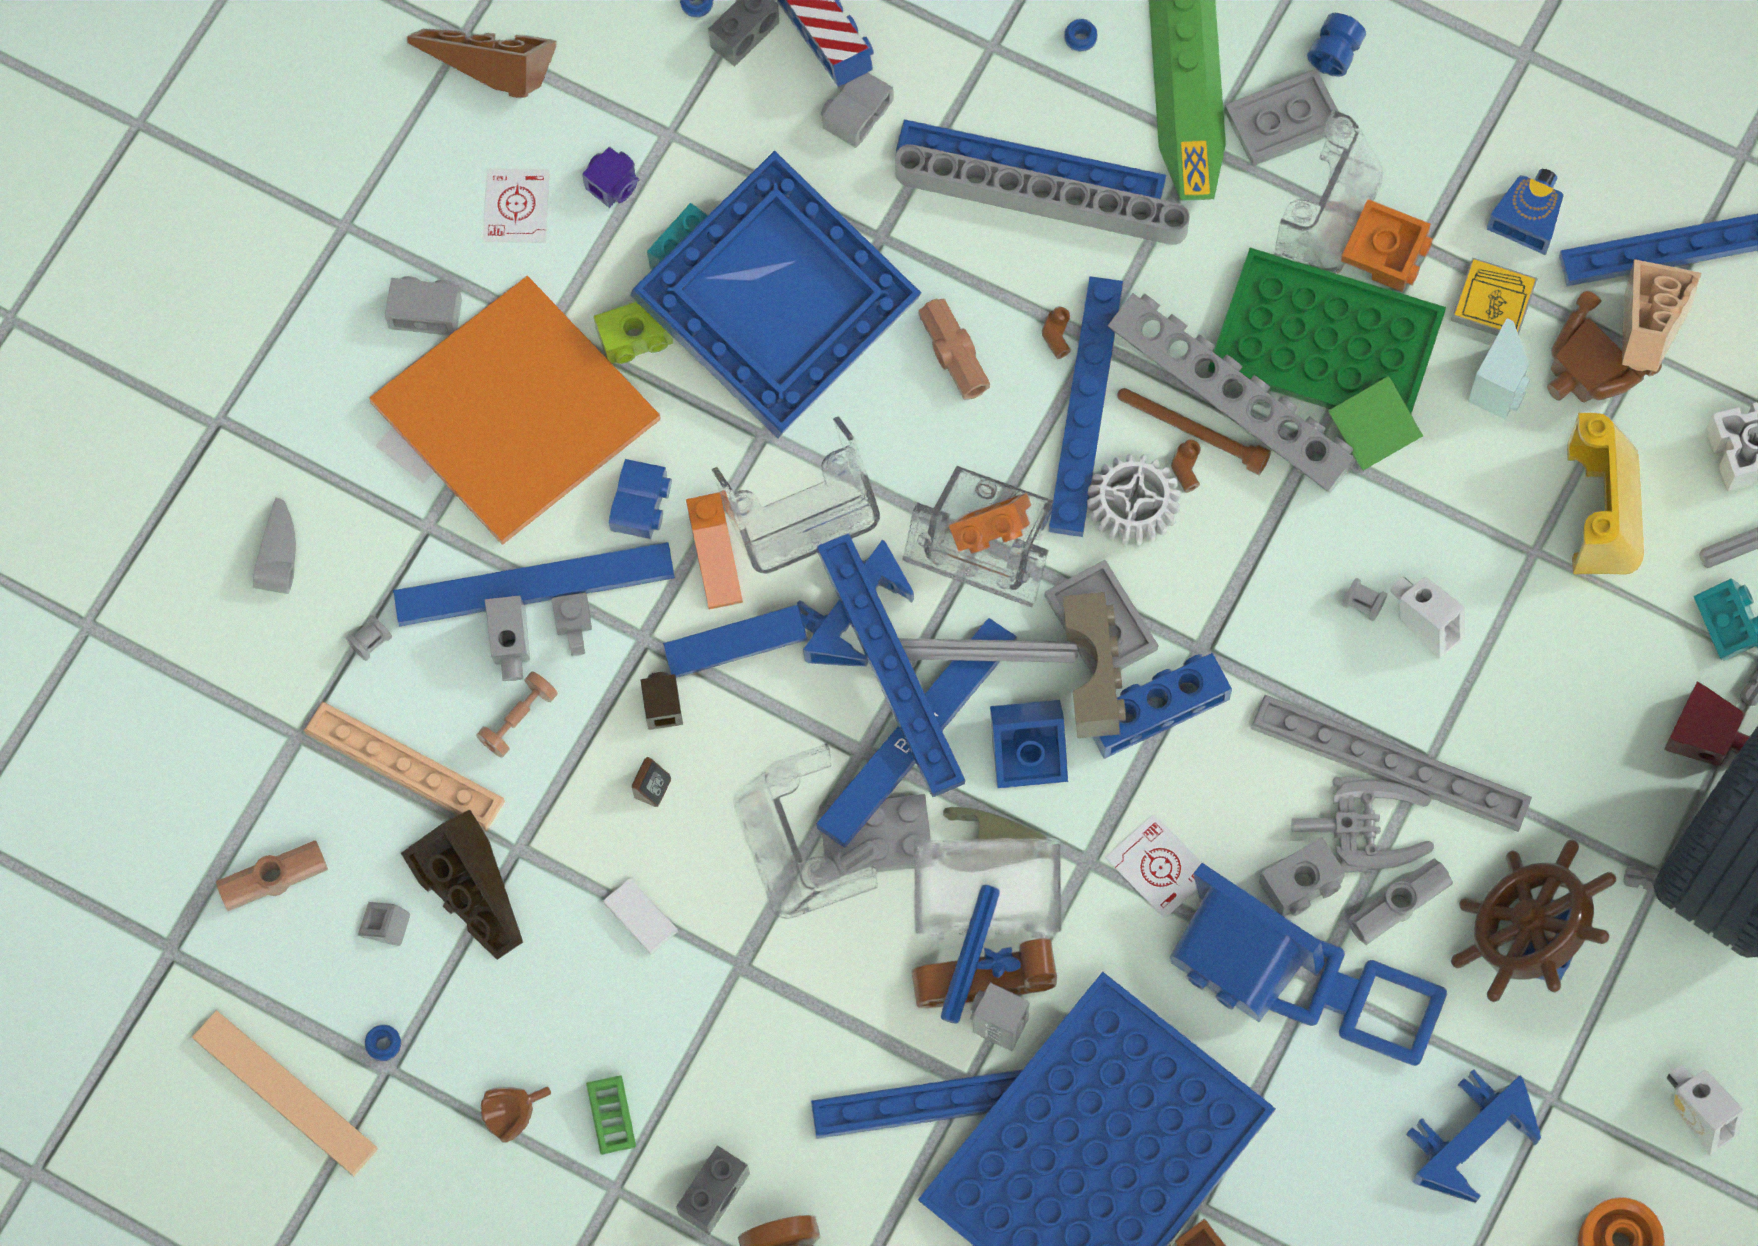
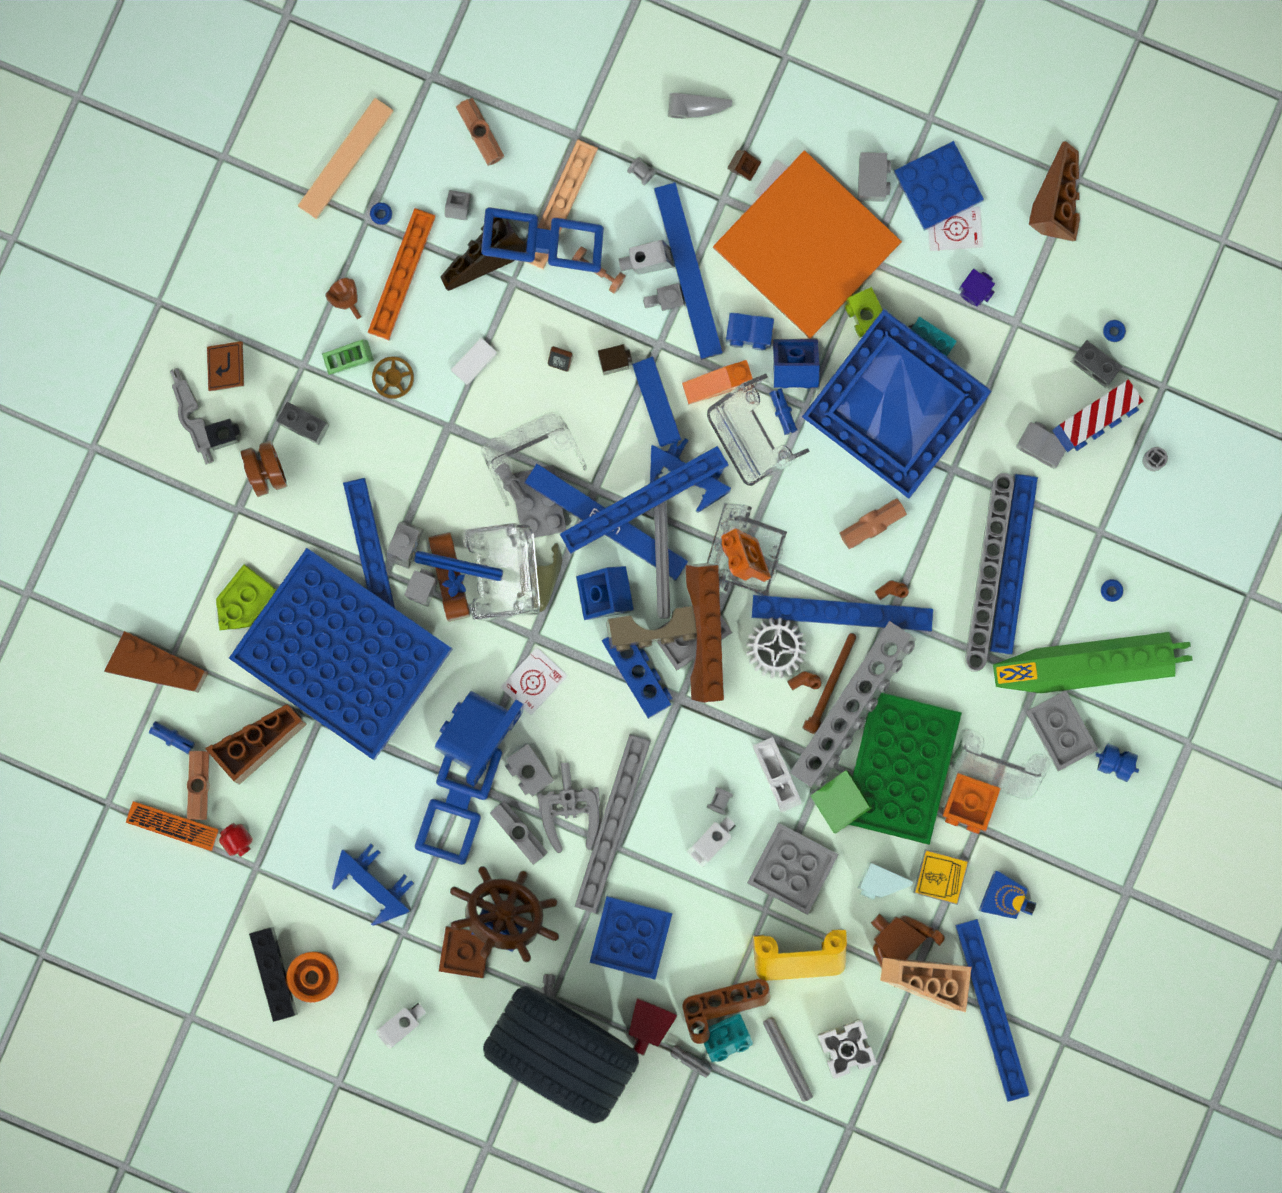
camera: 85 degrees right, 15 degrees up
(378, 491) = (744, 164): none -> reddish brown slope
(449, 220) = (938, 185): none -> blue plate
(460, 788) = (542, 240): none -> blue bar
(485, 1019) = (401, 274): none -> orange tile
(652, 1045) = (392, 377): none -> pearl gold wheel
(697, 436) = (795, 363): none -> blue slope
(769, 463) = (783, 412): none -> blue pin
(926, 1042) = (404, 544): none -> light grey torso
(1038, 581) = (707, 674): none -> dark orange arch
(1328, 514) = (777, 774): none -> white slope
(1473, 503) = (792, 868): none -> light grey plate
(1572, 747) = (630, 938): none -> blue plate
(1587, 1005) = (462, 953): none -> dark orange tile
(1682, 611) = (727, 1005): none -> dark orange beam

